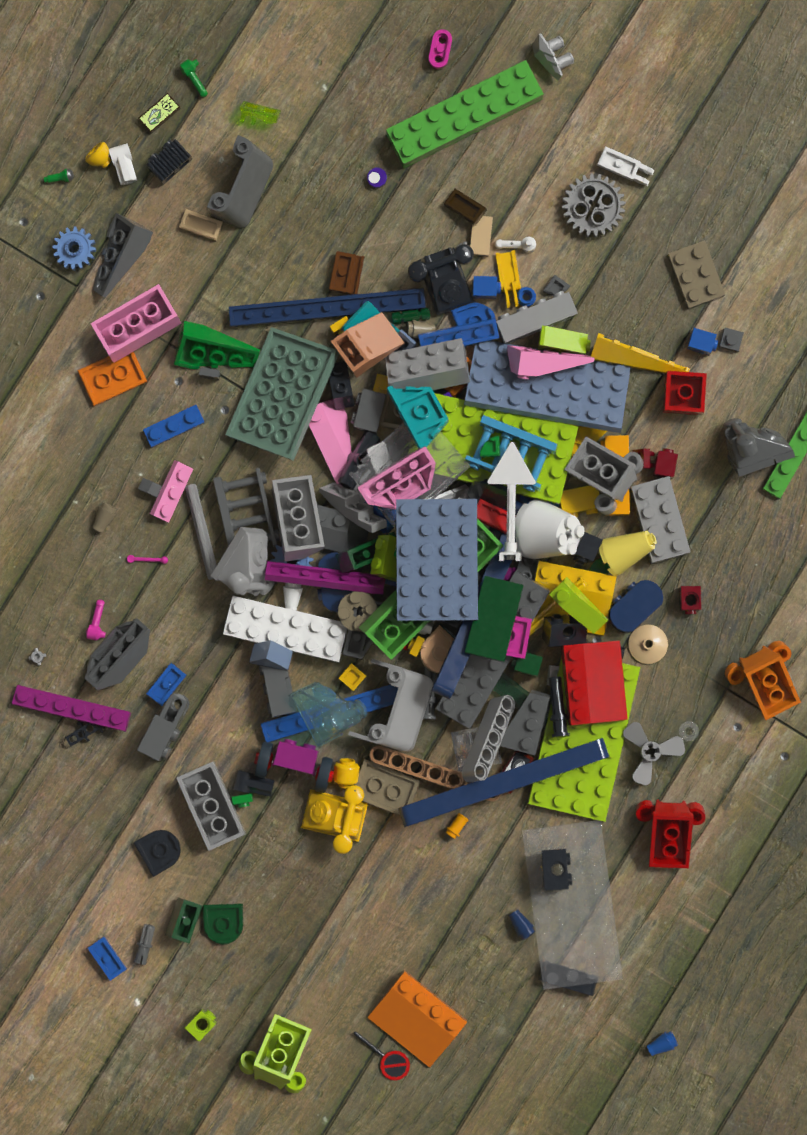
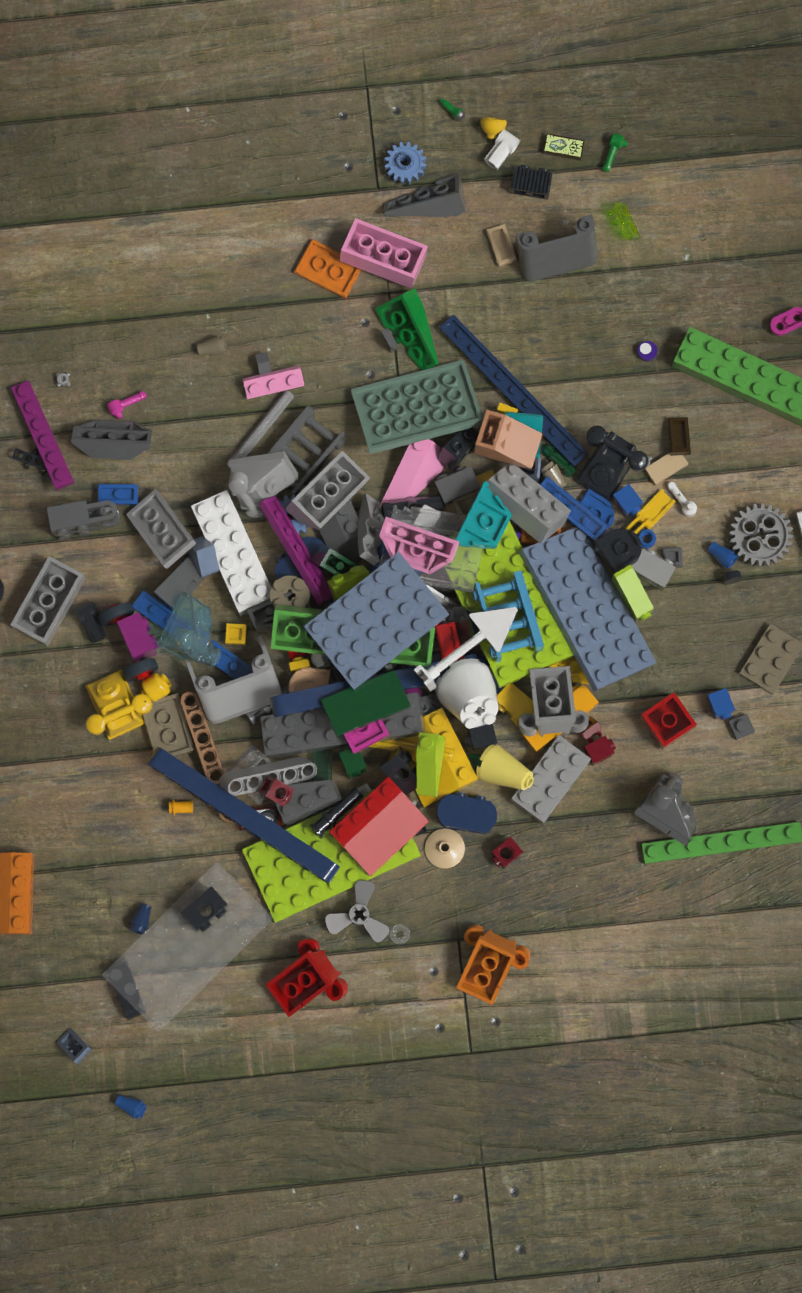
camera: 50 degrees right, 5 degrees down
(131, 559) = (196, 392): dark pink hinge -> none
(173, 426) = (326, 345): blue plate -> none
(223, 671) = (161, 528): none -> light grey plate
(242, 800) = (71, 623): green plate -> none
(292, 595) = (264, 537): white cone -> none
(346, 273) = (553, 385): reddish brown plate -> none
(491, 448) = (499, 597): green tile -> none
(500, 742) = (269, 788): none -> dark red brick
(521, 323) = (620, 548): none -> black tile
(531, 362) = (595, 580): bright pink wedge -> none
(581, 1053) = (74, 1046): none -> sand blue slope
(586, 247) = (723, 555): none -> blue cone
(609, 254) = (731, 577): none -> black tile
(618, 353) = (659, 647): yellow wedge -> none

